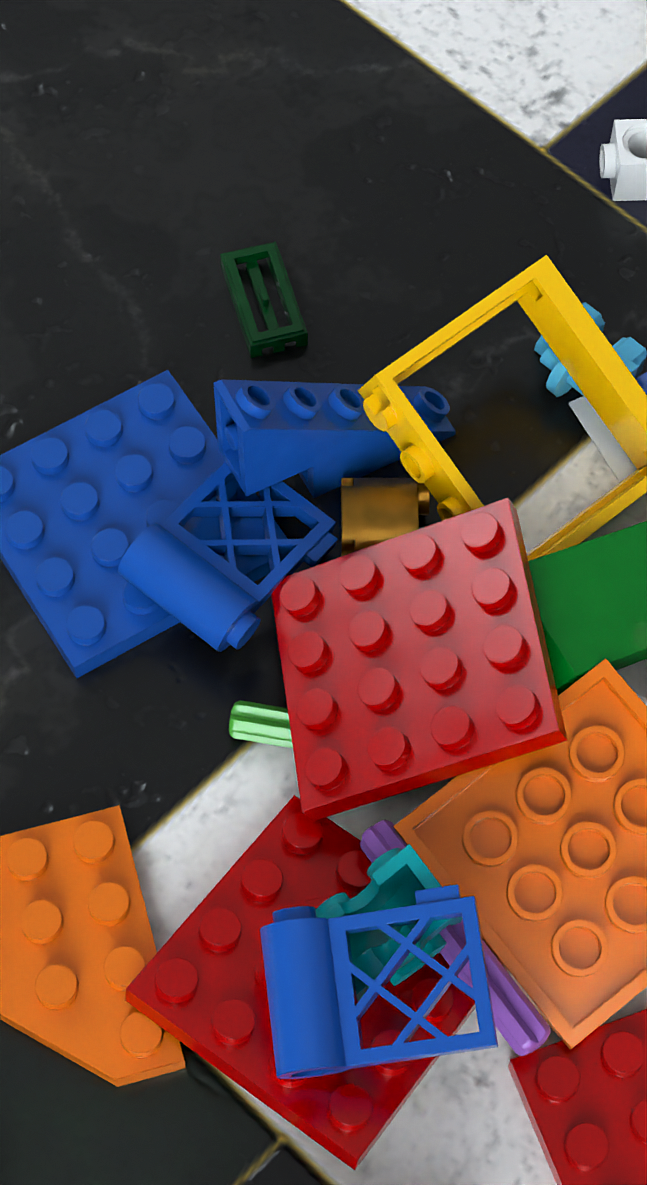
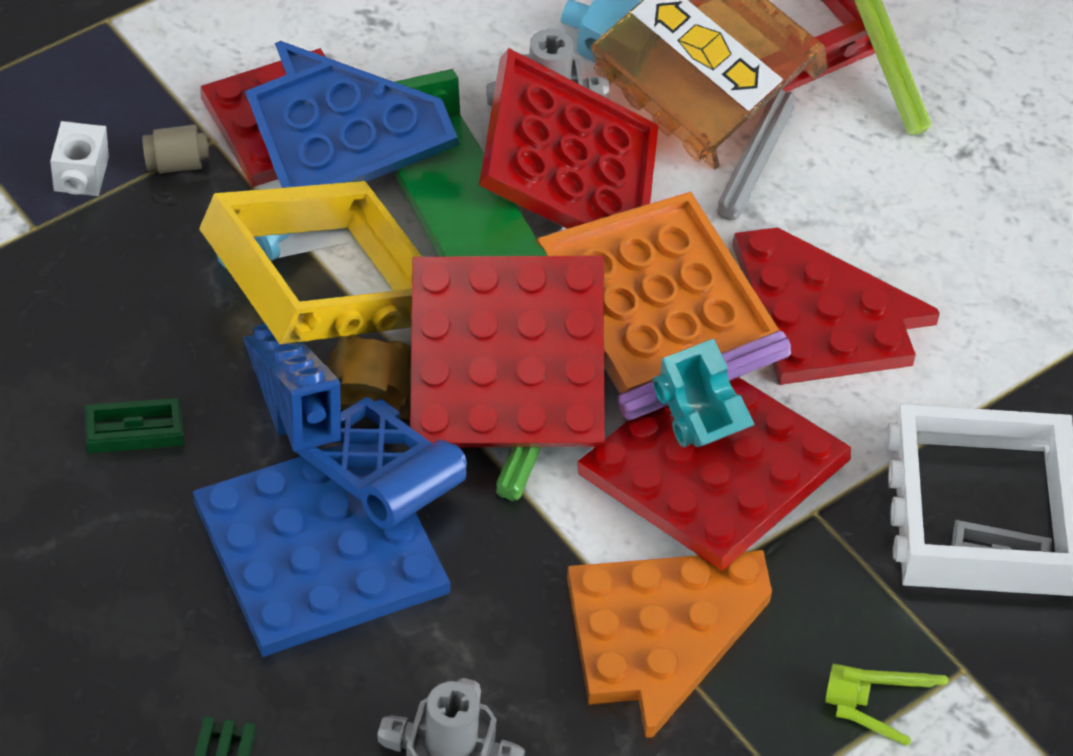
camera: 85 degrees left, 10 degrees down
(315, 988) = (748, 430): blue piece -> none

